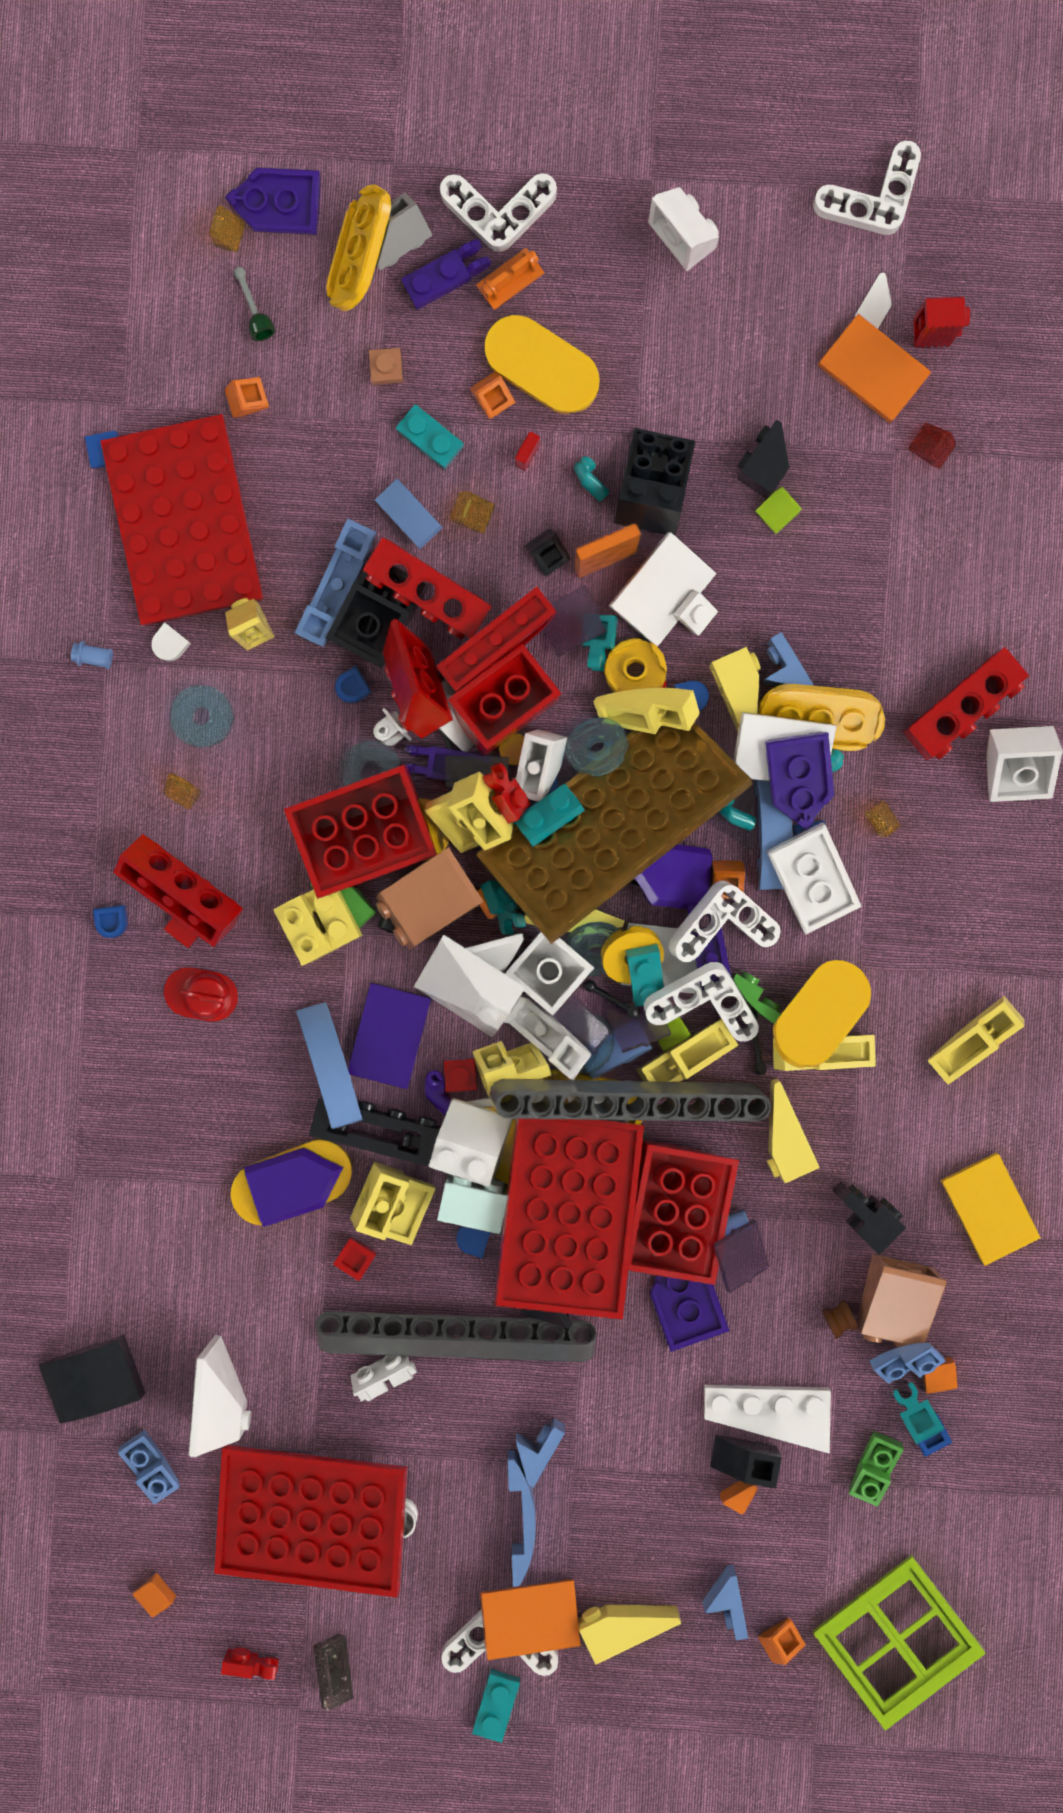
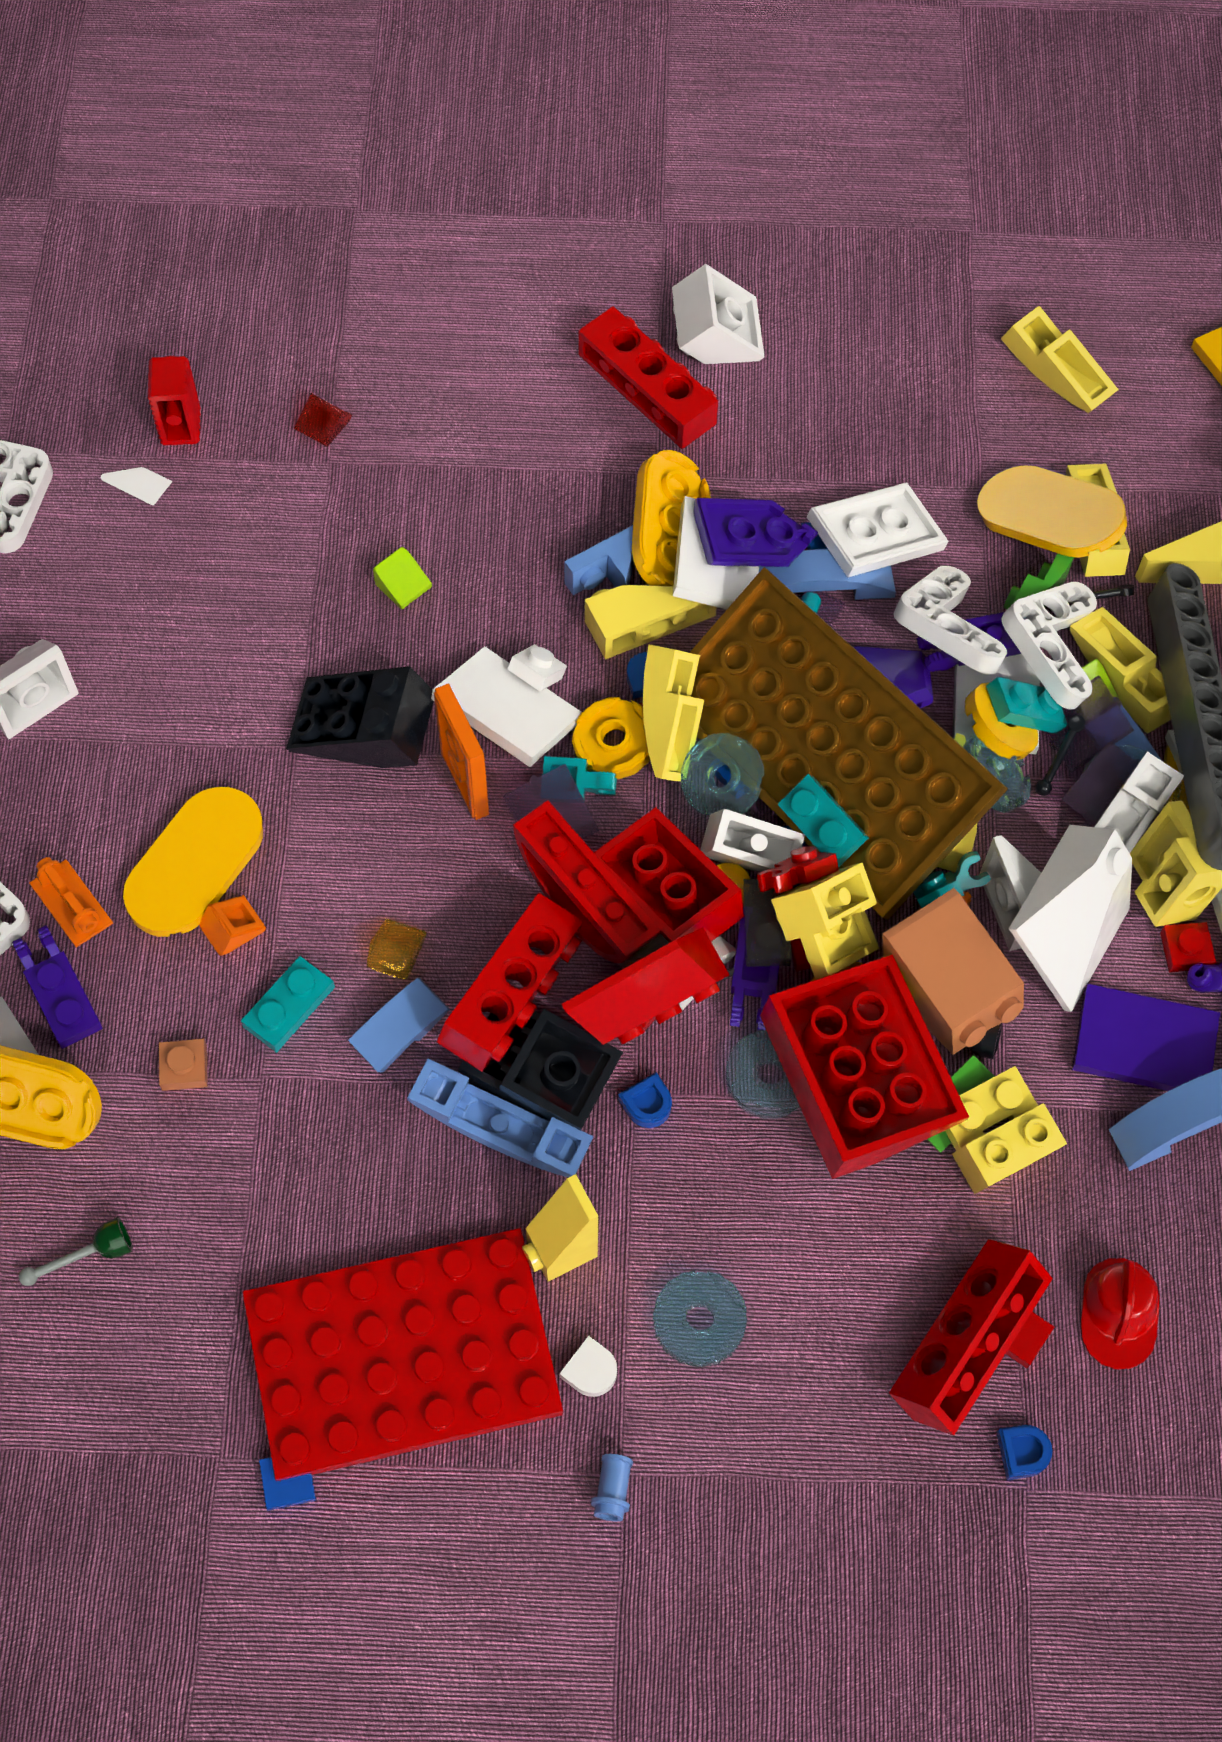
camera: 95 degrees left, 25 degrees down
(181, 791) = (816, 1342): clear yellow slope -> none
(246, 396) = (216, 1264): orange slope -> none
(389, 729) = (711, 1029): white hinge -> none
(527, 451) = (315, 871): red tile -> none
(547, 552) = (452, 851): black slope -> none
(549, 972) = (1034, 814): white slope -> none
(588, 480) = (364, 792): teal arm -> none
(728, 871) = (881, 629): orange slope -> none
(768, 463) = (340, 588): black slope -> none
(874, 368) = (223, 481): orange tile -> none
(882, 819) = (796, 464): clear yellow slope -> none

